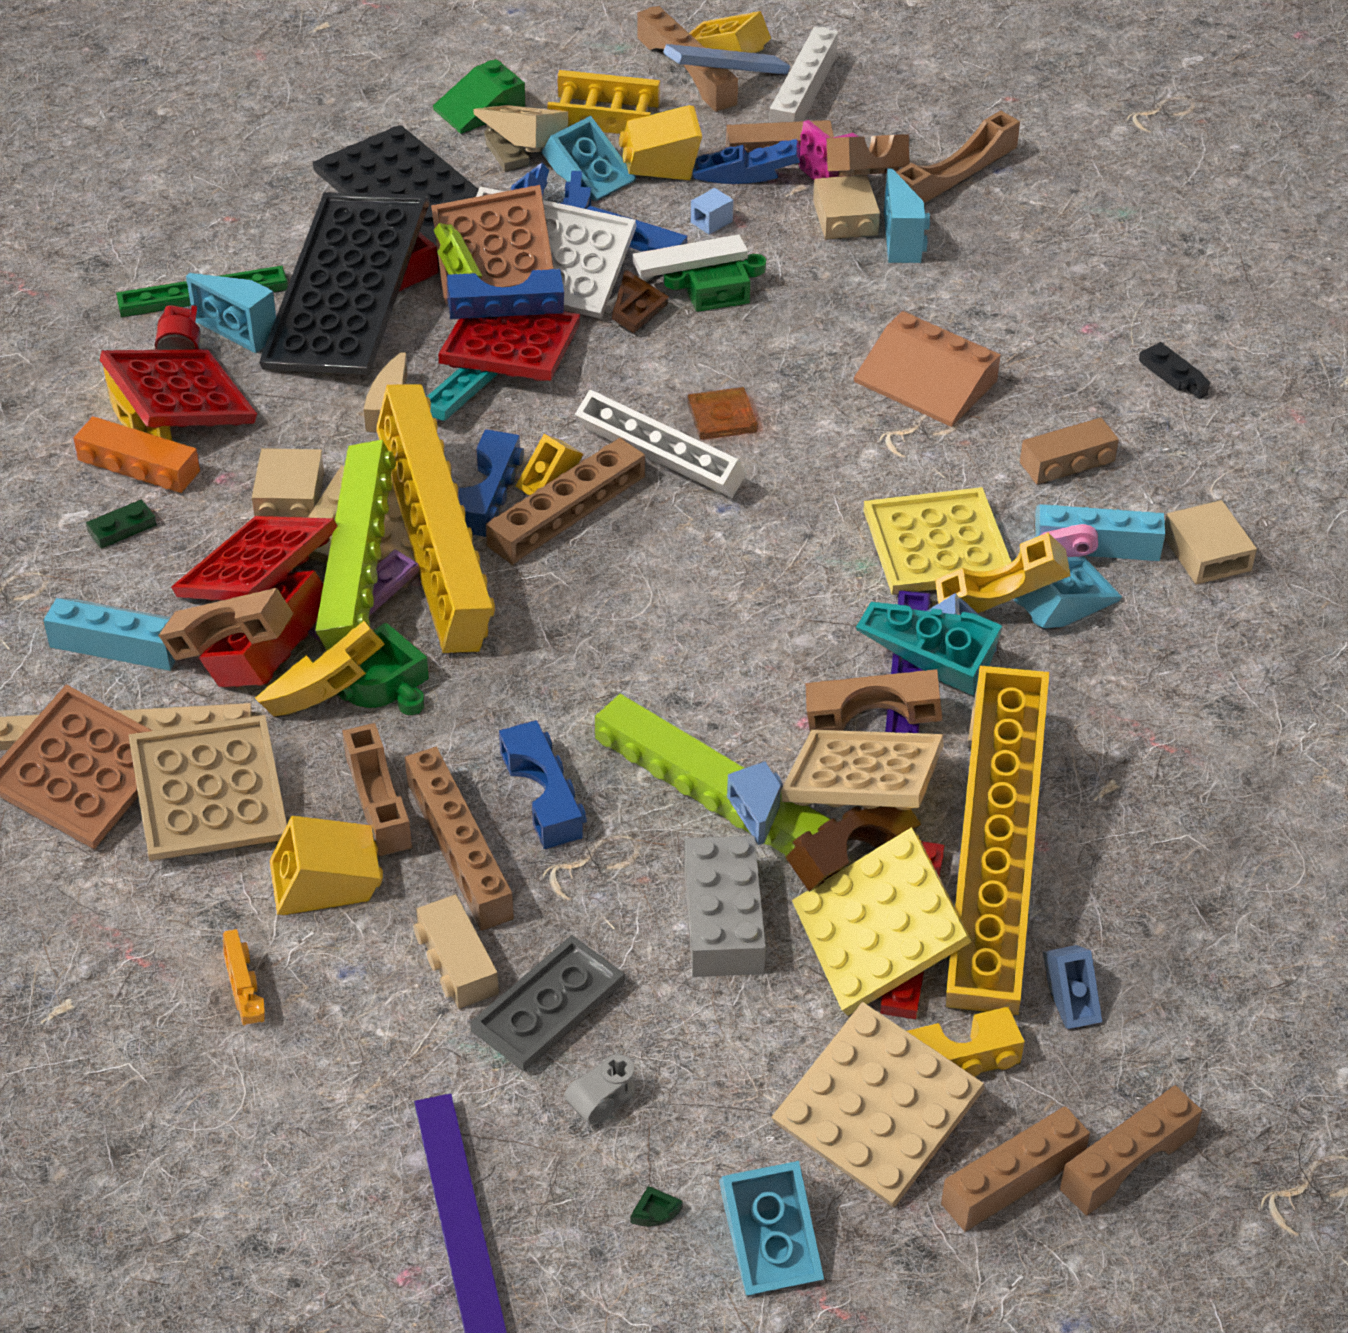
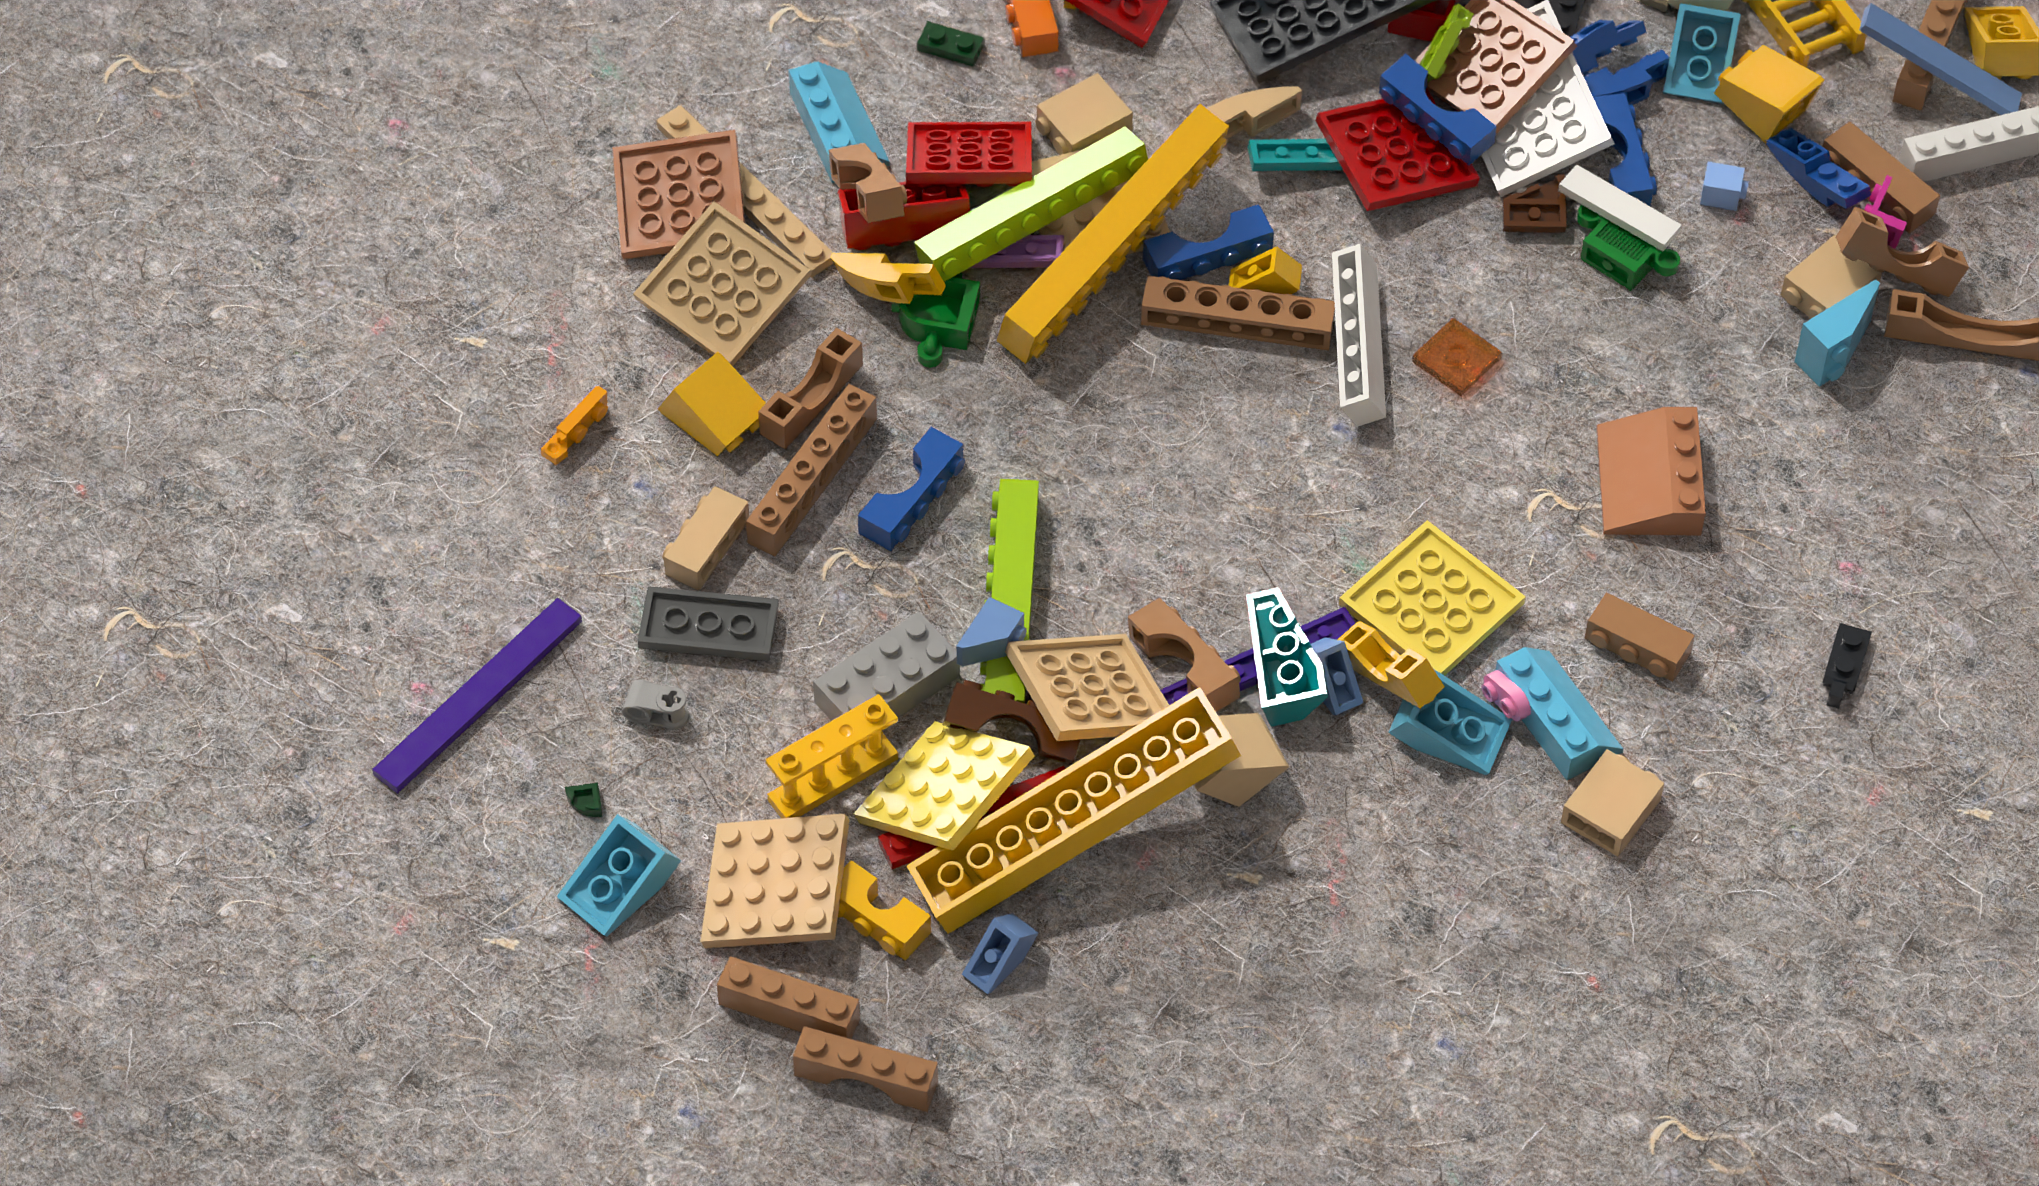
camera: 55 degrees right, 10 degrees up
(789, 983) = (832, 758): none -> yellow fence

